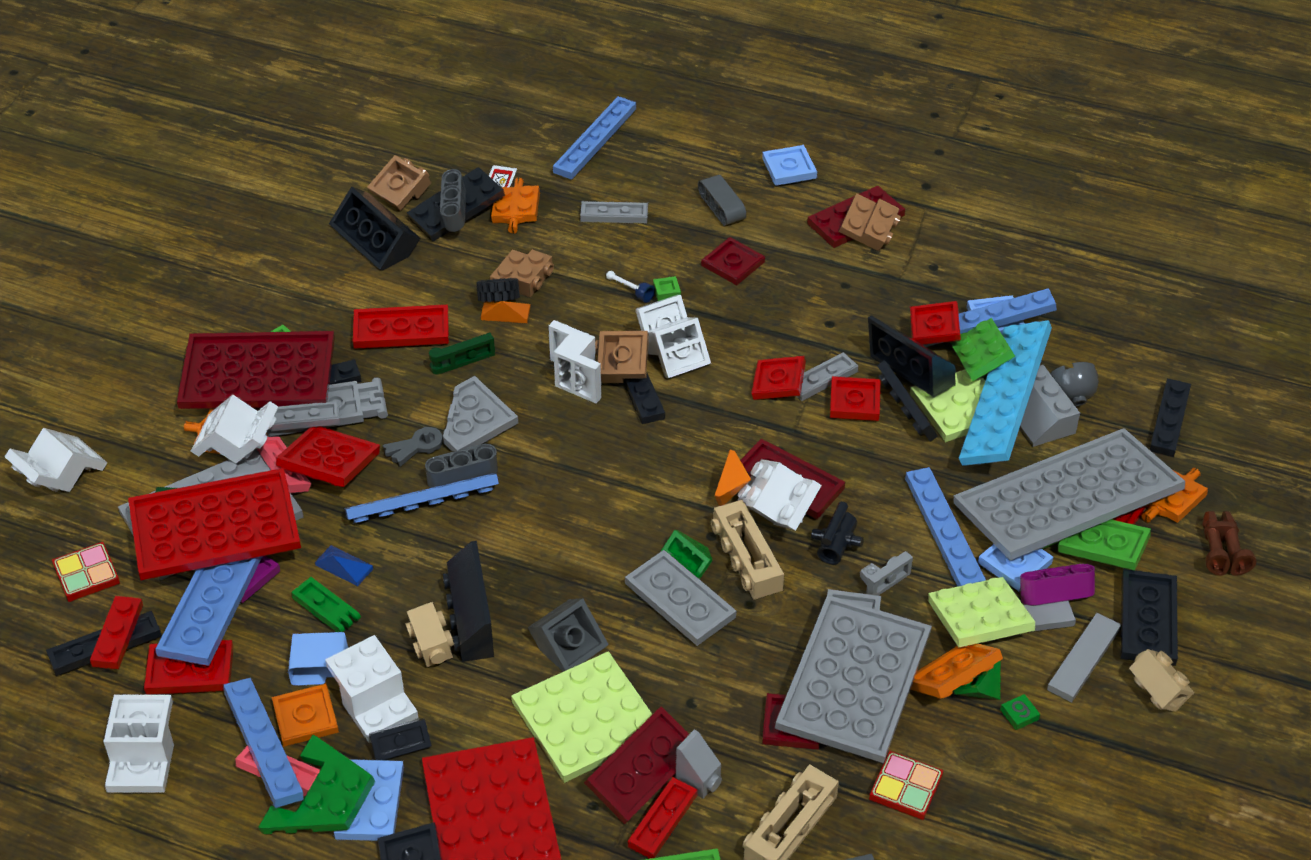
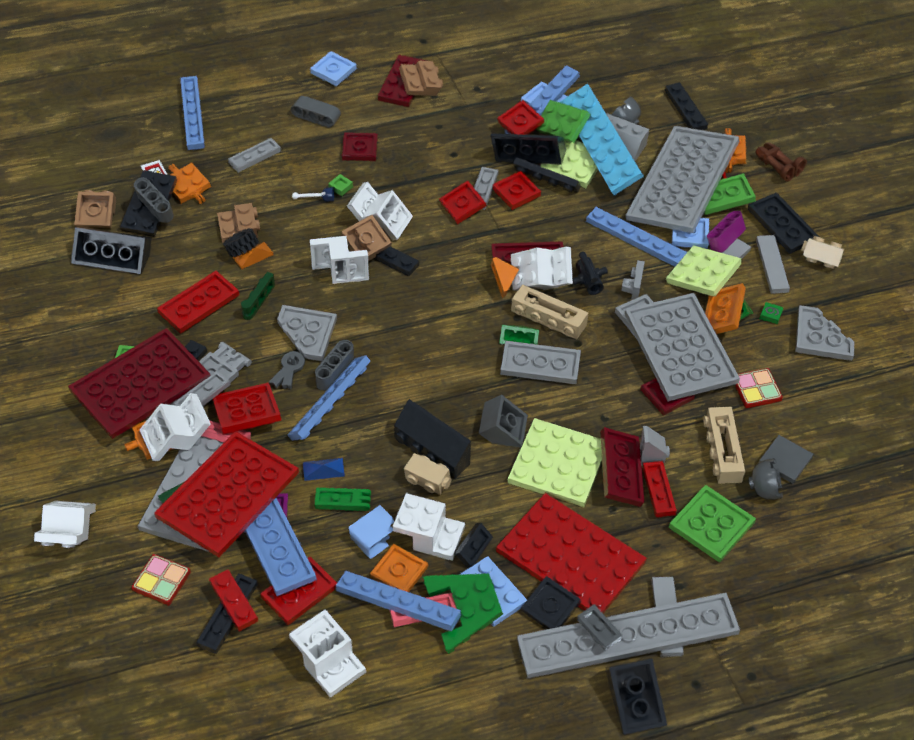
camera: 40 degrees left, 5 degrees up
(1052, 776) = (820, 336): none -> light grey plate

